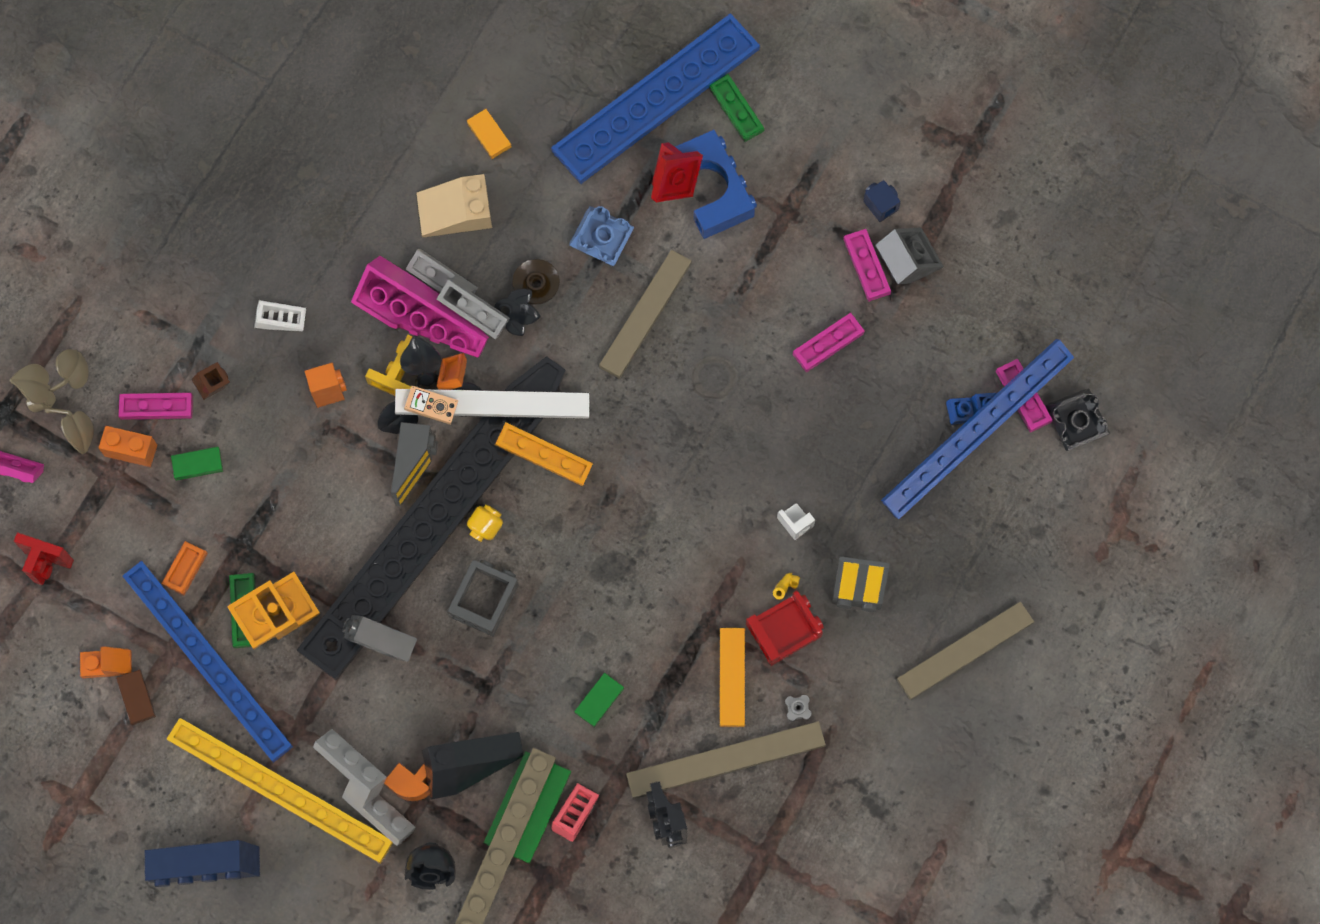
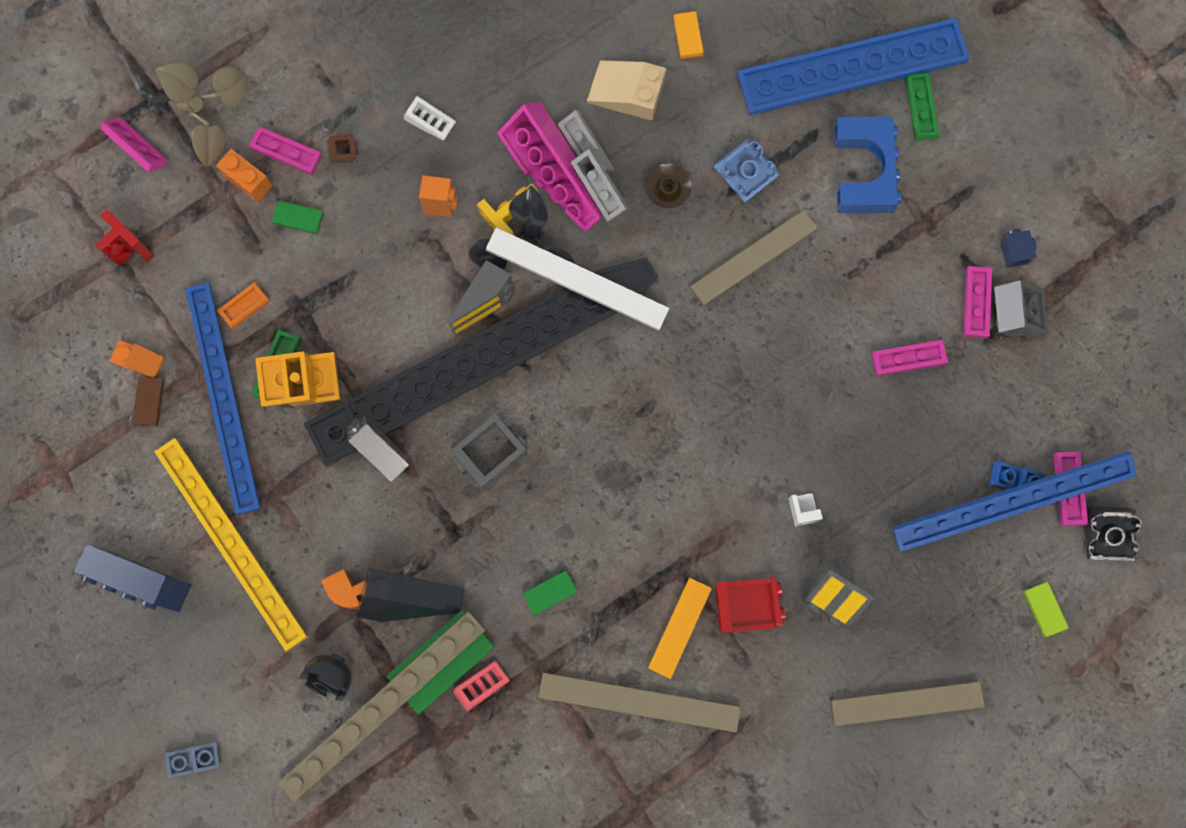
camera: 25 degrees right, 5 degrees up
(364, 787) = (302, 576): light grey bracket -> none
(431, 405) = (520, 256): light nougat tile -> none
(452, 372) = (555, 235): orange tile -> none
(484, 523) = (522, 384): yellow head -> none
(519, 311) = (641, 207): black plate -> none
(543, 454) = (603, 345): light orange tile -> none
(669, 818) = (558, 743): black bracket -> none
(675, 173) = (839, 142): red bracket -> none
(787, 581) = (764, 565): yellow arm -> none
(801, 701) = (724, 678): light grey plate -> none
(1050, 512) = (1045, 609): none -> lime tile

